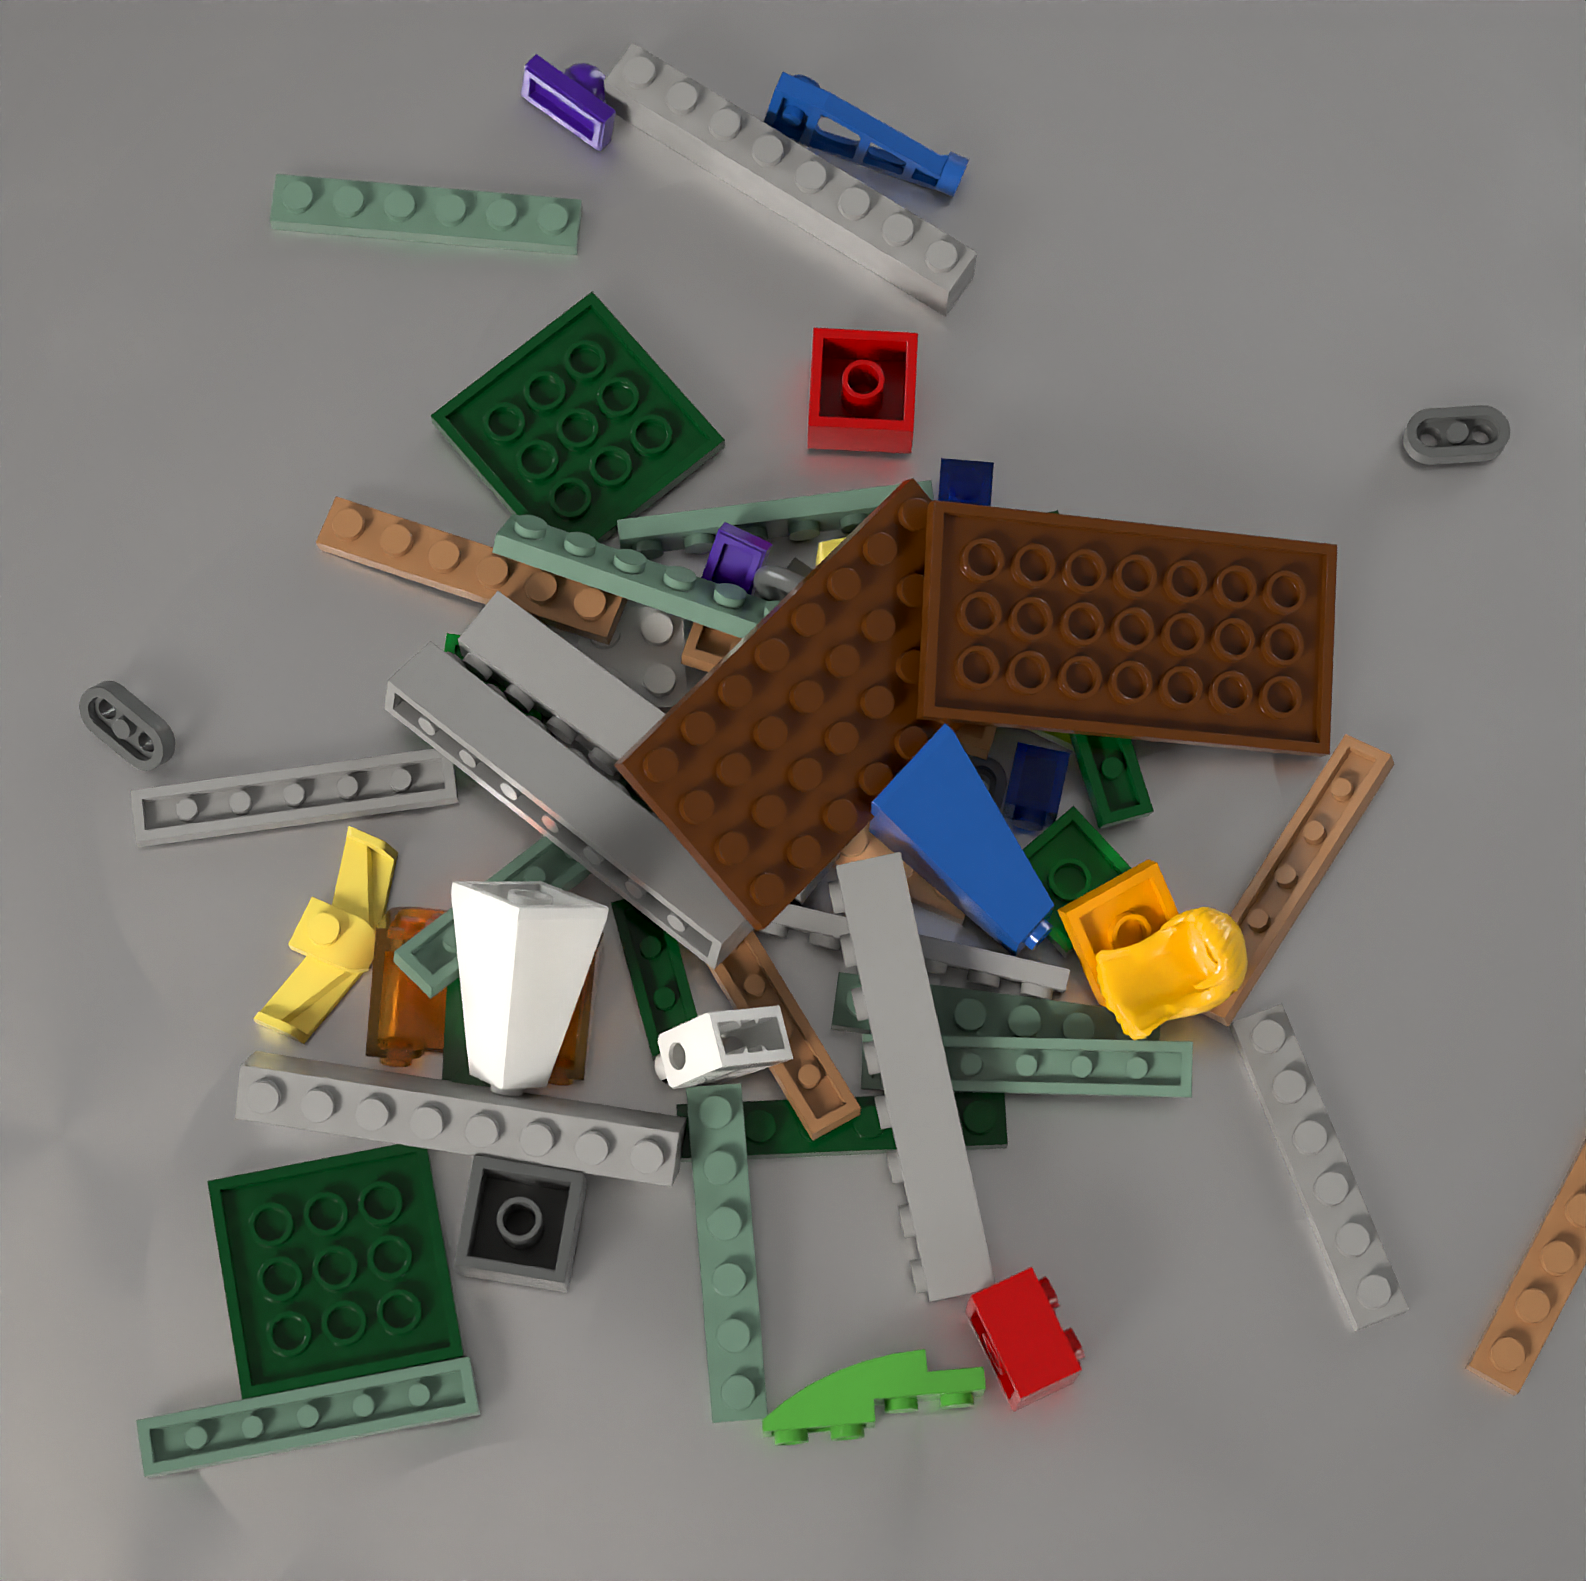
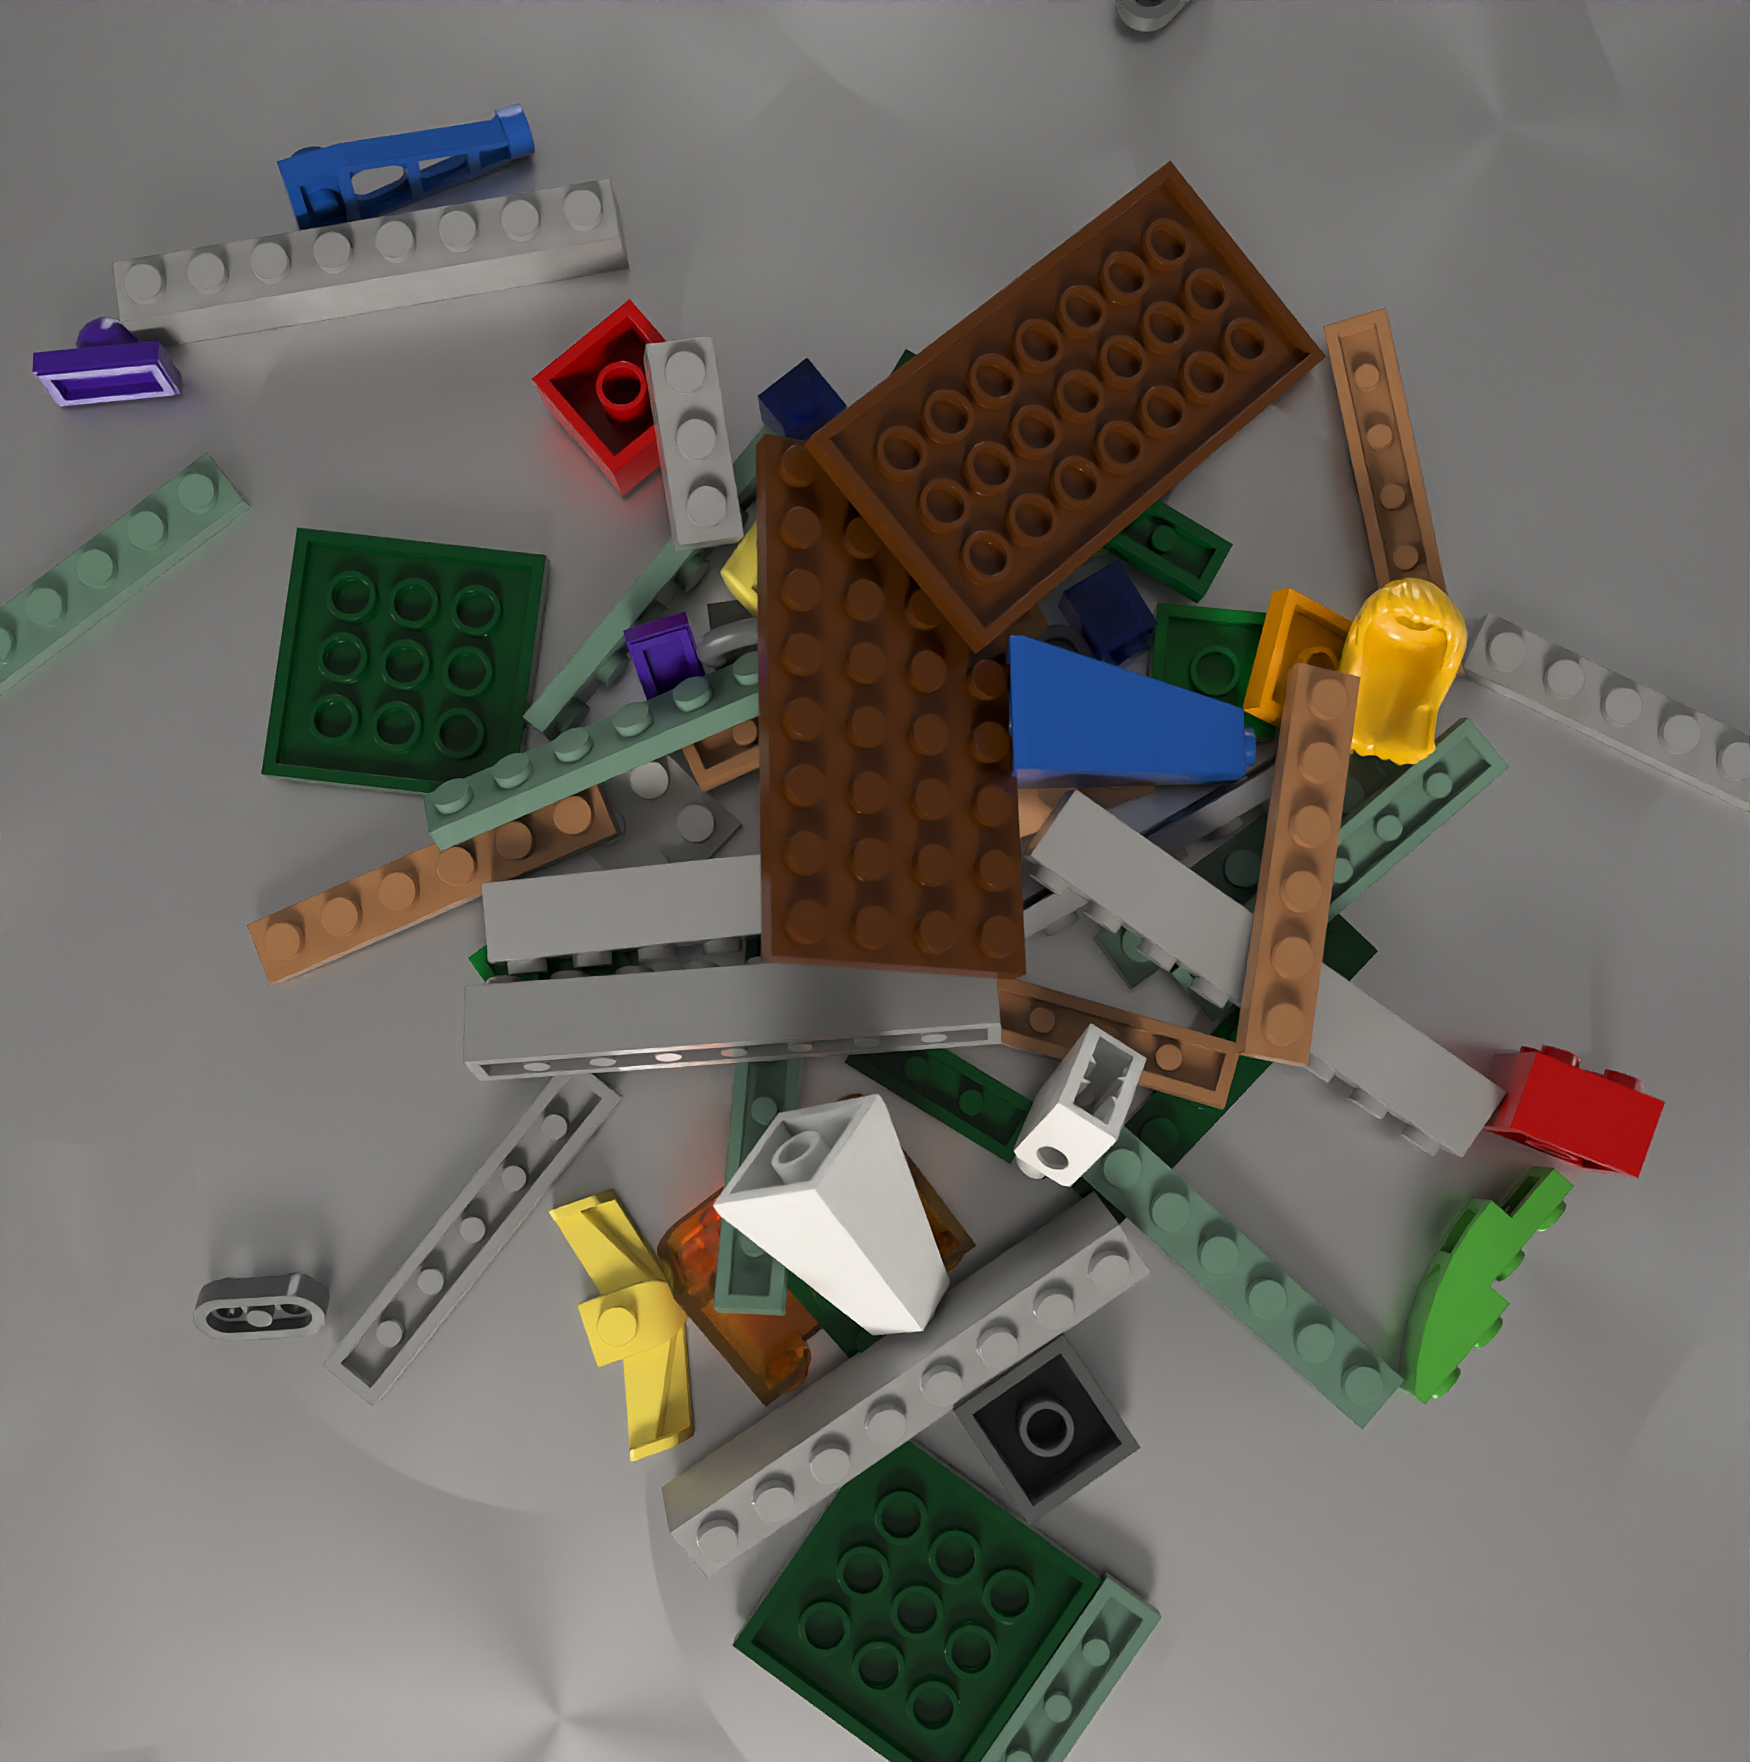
camera: 40 degrees left, 10 degrees up
(868, 449) = (693, 443): none -> light grey brick
(994, 1023) = (1297, 866): none -> medium nougat plate

